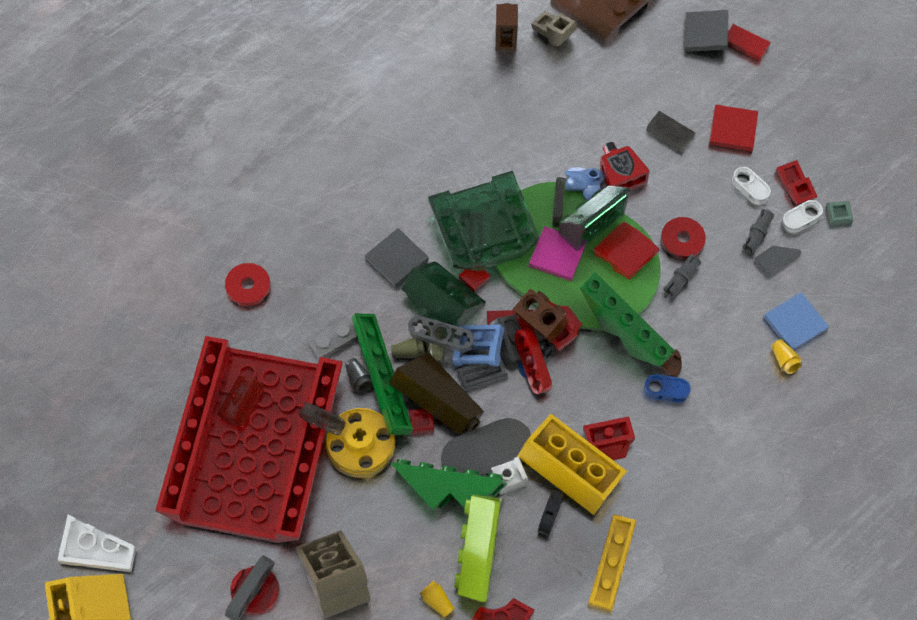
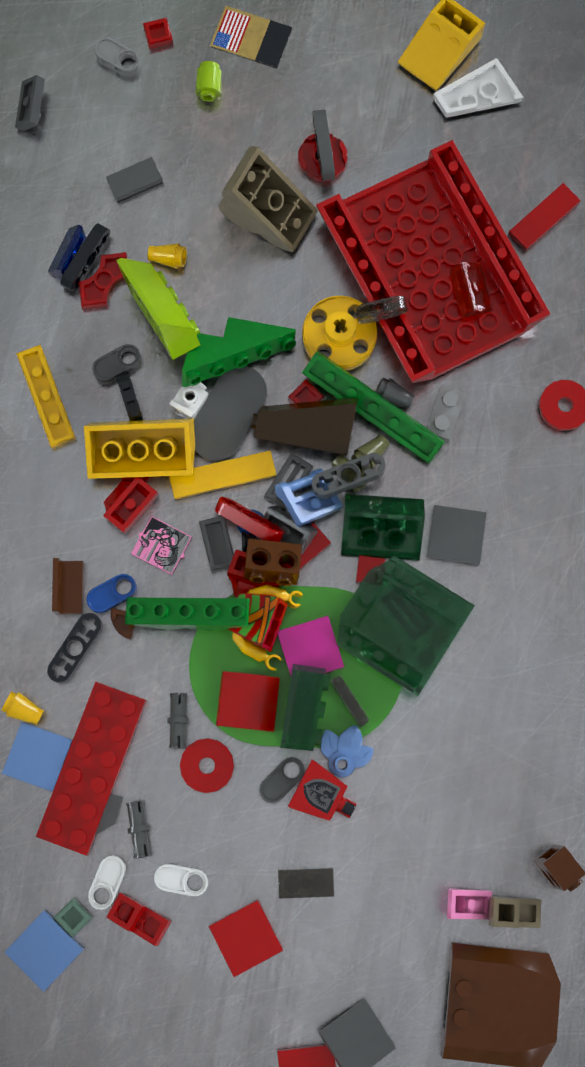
camera: 140 degrees right, 15 degrees up
(137, 419) = (544, 217): none -> red tile
(518, 407) = (224, 475): none -> yellow tile
(546, 546) = (110, 364): none -> dark grey piece
(566, 368) = (217, 543): none -> dark grey tile
(567, 291) = (265, 618): none -> torso
(580, 49) = (468, 904): none -> bright pink slope
(606, 397) = (161, 545): none -> piece
(645, 195) = (278, 784): none -> dark grey piece
(695, 413) = (68, 587): none -> reddish brown panel
(724, 362) = (58, 661): none -> black beam
(762, 289) = (91, 768): none -> red plate
(872, 207) = (44, 950): none -> medium blue tile

